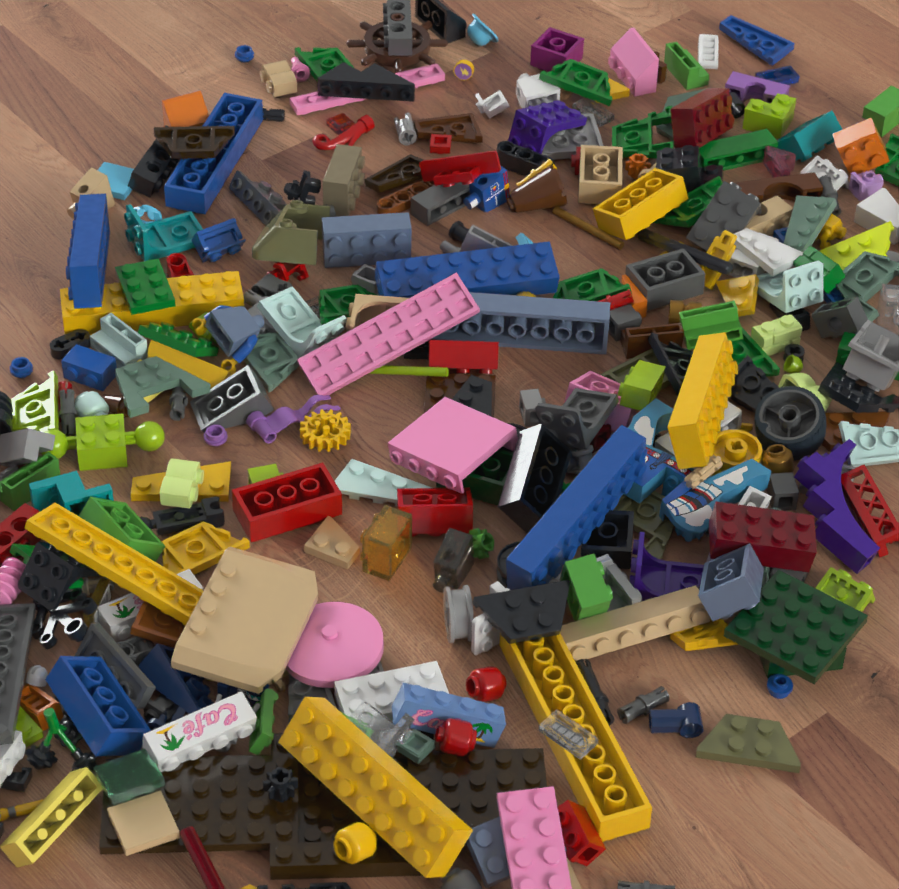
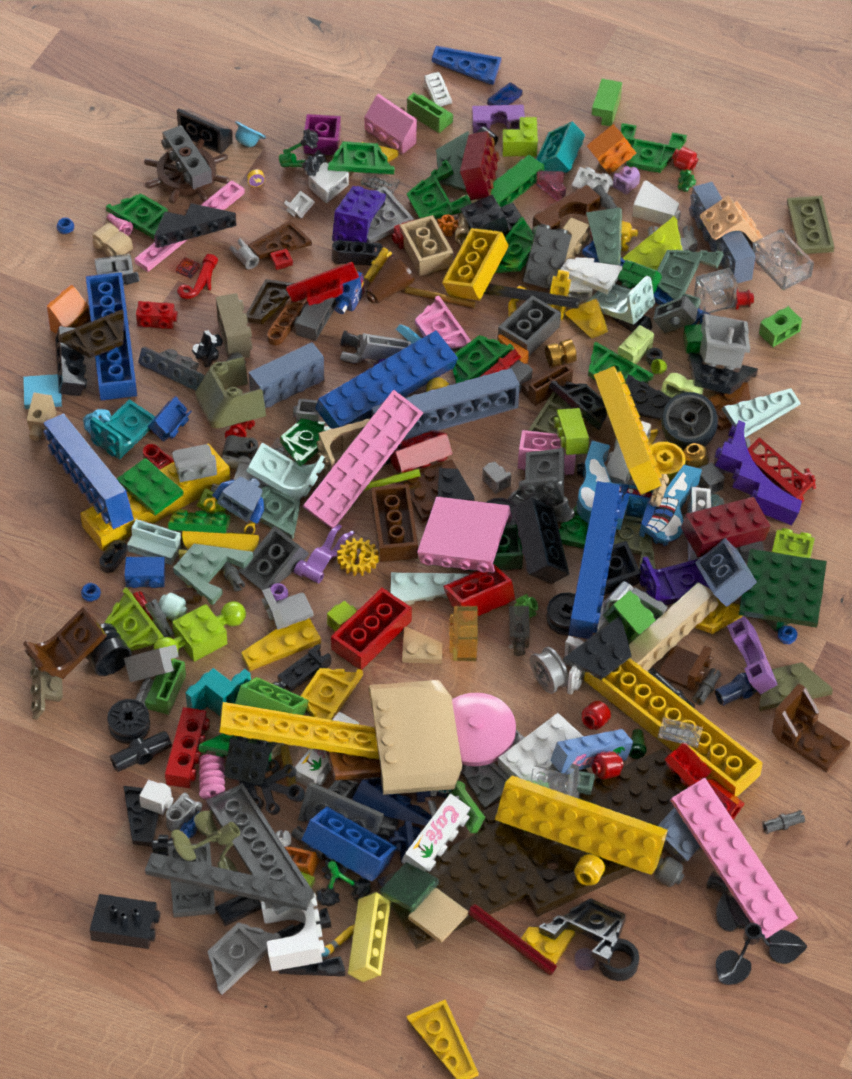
camera: 25 degrees left, 10 degrees up
(181, 483) = (287, 644): yellowish green brick -> none
(204, 279) = (194, 463): none -> light grey bracket
(208, 454) = (288, 610): none -> light grey bracket
(272, 96) = (114, 264): none -> light grey brick
(275, 150) = (156, 315): none -> red brick
(280, 784) = (513, 849): black gear -> none
(385, 409) = (394, 523): none -> reddish brown brick
(516, 734) = (638, 747): none -> dark green cone
(522, 66) = (311, 164): none -> black plant
(555, 770) = (687, 765): none -> red bracket
(570, 251) = (441, 319): none -> bright pink wing
(631, 674) = (686, 667): none -> reddish brown bracket
(710, 320) = (589, 357): bright green piece -> none
(714, 708) = (757, 667): none -> medium lavender arch
(729, 789) = (799, 729): none -> reddish brown bracket

